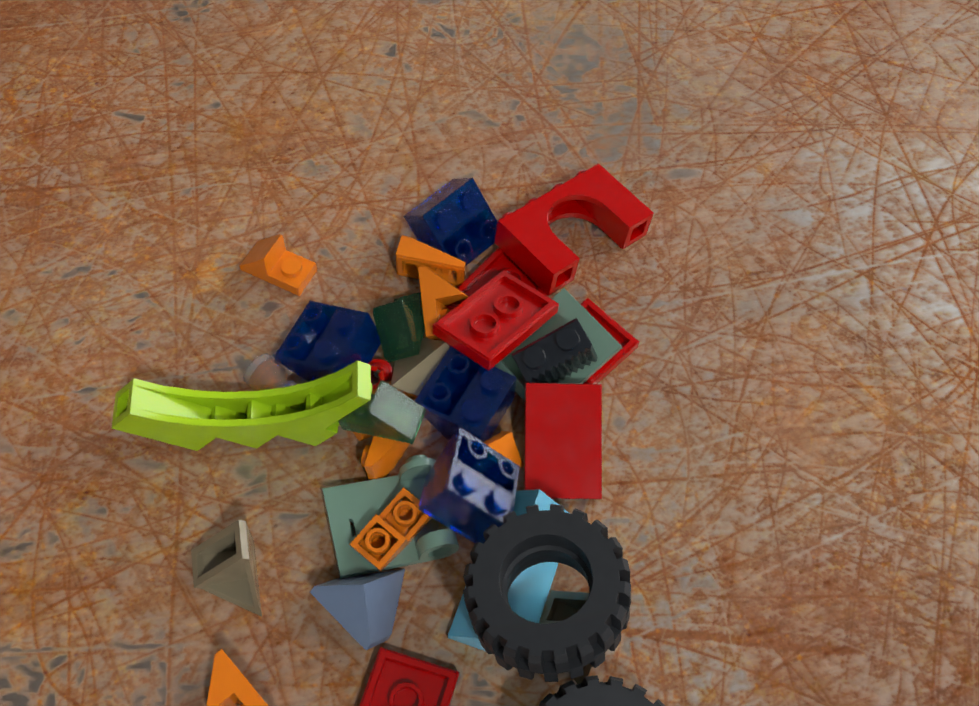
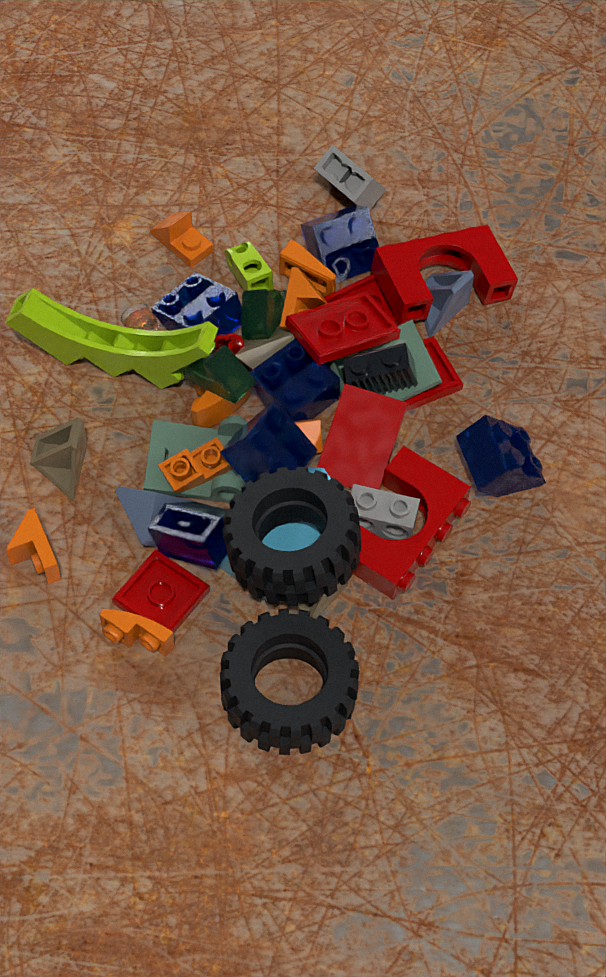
camera: 20 degrees right, 0 degrees up
(366, 280) = (249, 267): none -> lime leg
(422, 613) = (190, 533): none -> clear blue slope
(437, 151) = (349, 178): none -> light grey brick
(589, 244) = (450, 294): none -> sand blue slope
(630, 518) = (385, 512): none -> light grey brick
(671, 484) = (443, 497): none -> red arch
(713, 413) = (500, 457): none -> clear blue slope

